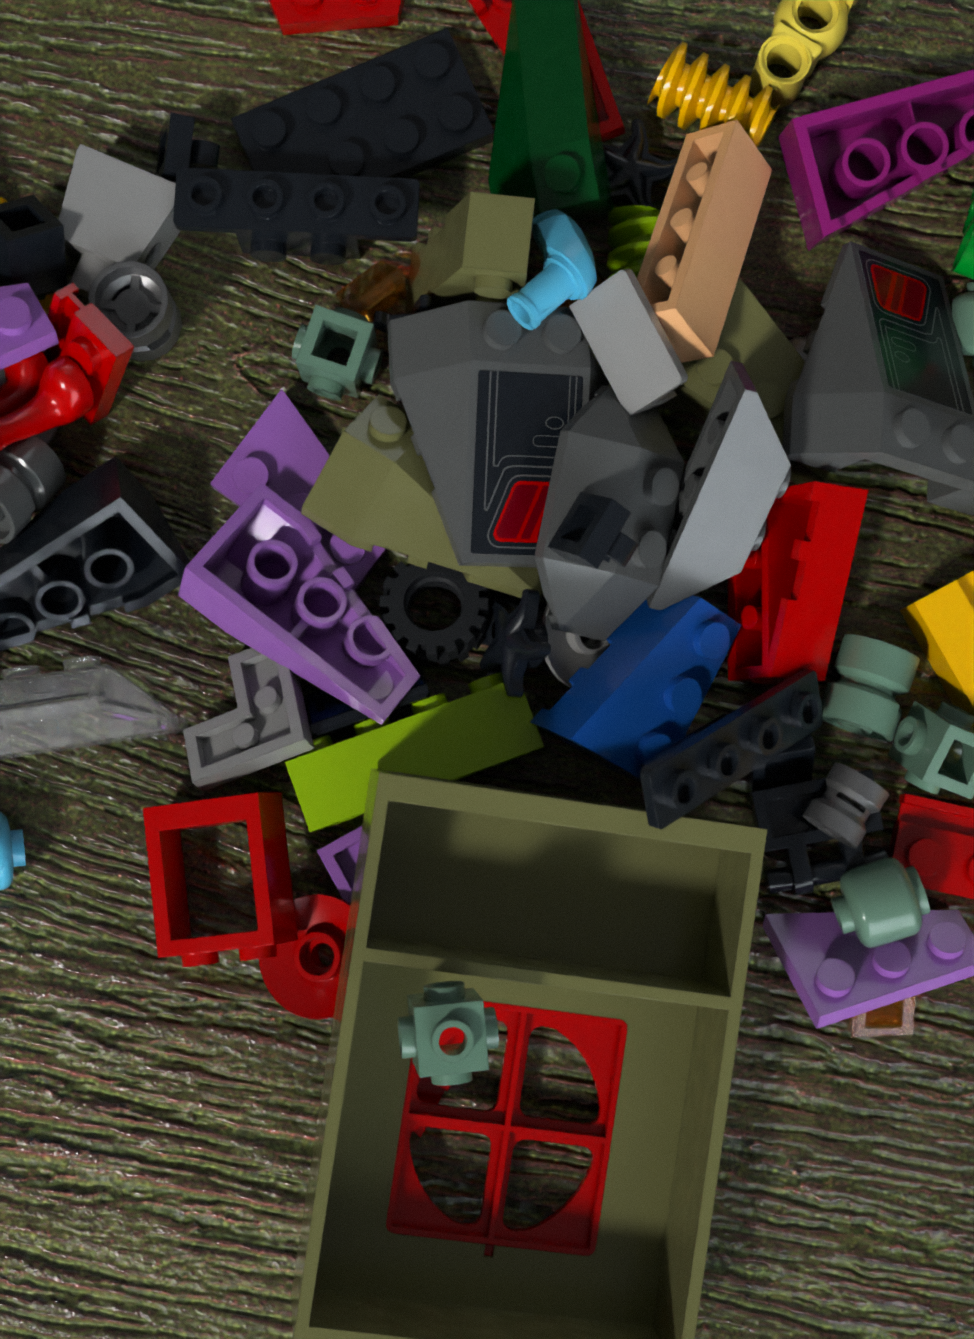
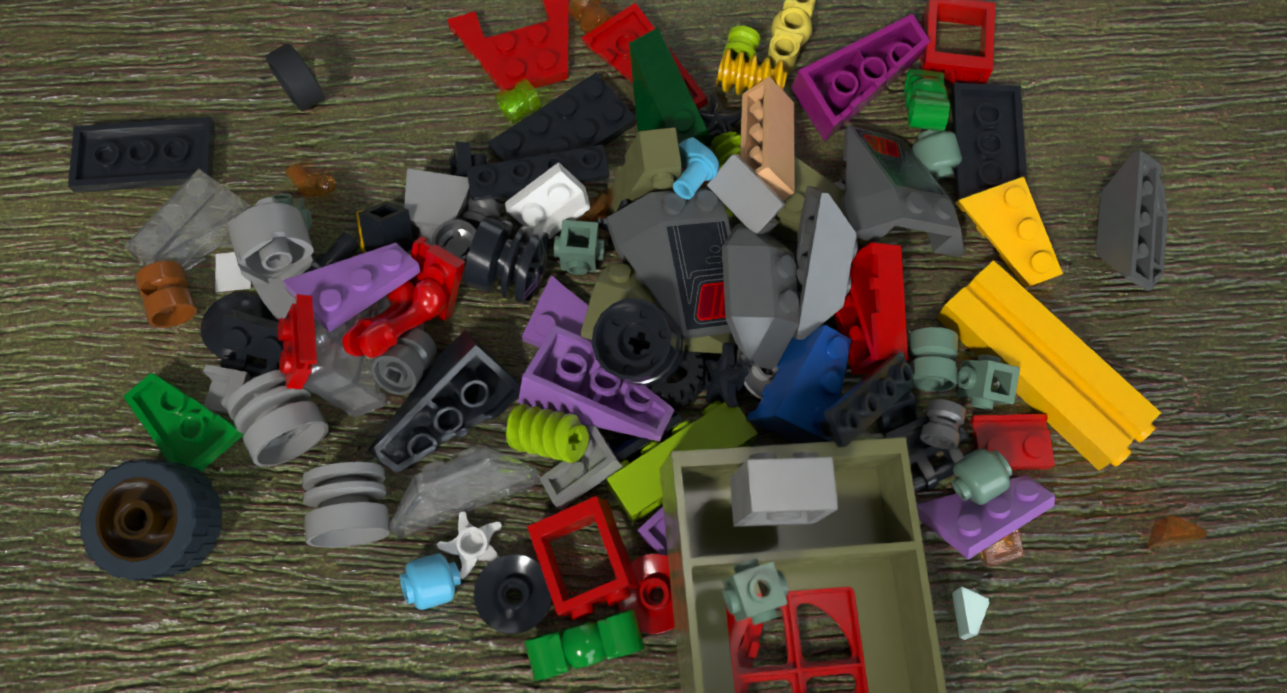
camera: 10 degrees left, 15 degrees down
(57, 807) = (471, 544): none -> white animal
(71, 910) = (493, 589): none -> black dish
(189, 256) = (480, 209): none -> flat silver wheel
(191, 1008) = (584, 644): none -> green piece
(207, 665) = (546, 433): none -> lime piece
(209, 349) = (507, 260): none -> black wheel
(299, 54) = (517, 101): none -> clear neon green wheel
(304, 265) = (549, 201): none -> white bracket
(348, 569) = (618, 336): none -> black wheel
(532, 892) = (783, 490): none -> light grey brick
(593, 532) = (757, 292): black tile -> none
(715, 32) = (742, 39): none -> lime wheel
(796, 1104) = (969, 611): none -> light aqua slope

